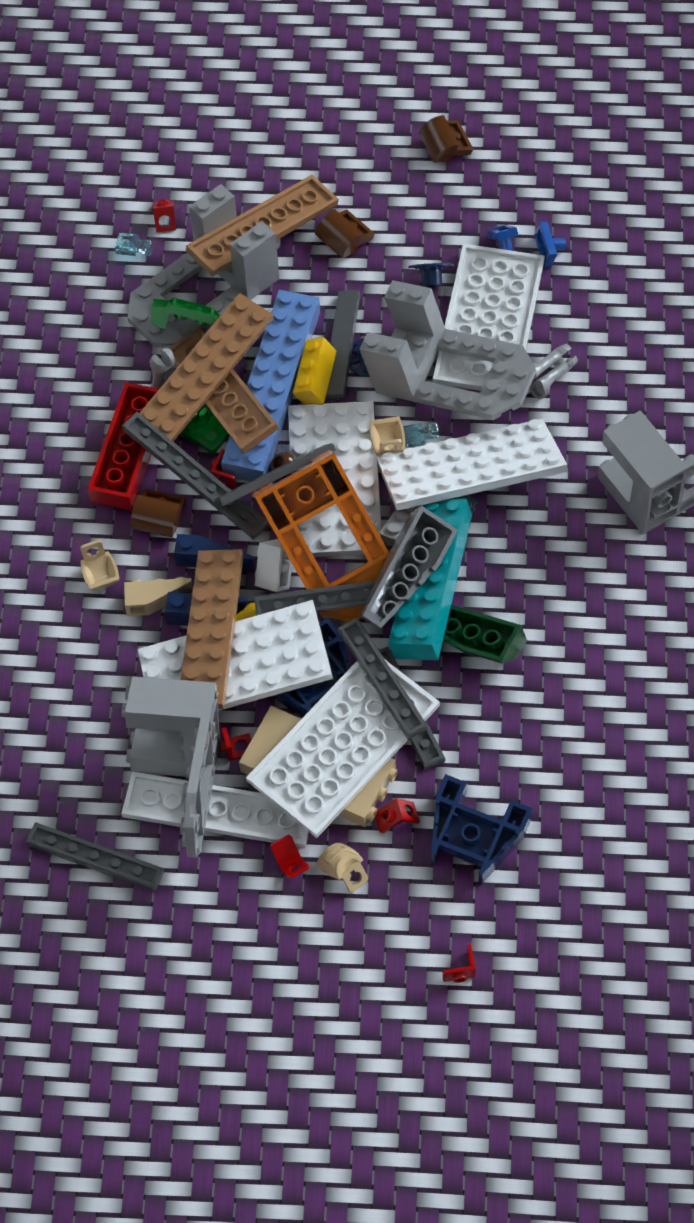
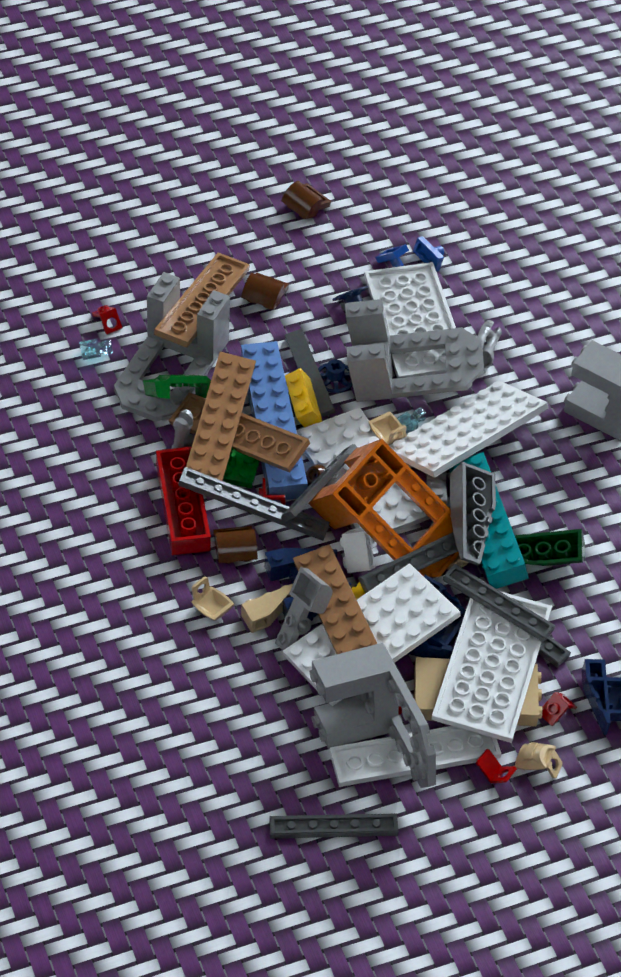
camera: 30 degrees left, 10 degrees down
(183, 606) = (310, 595): none -> light grey plate

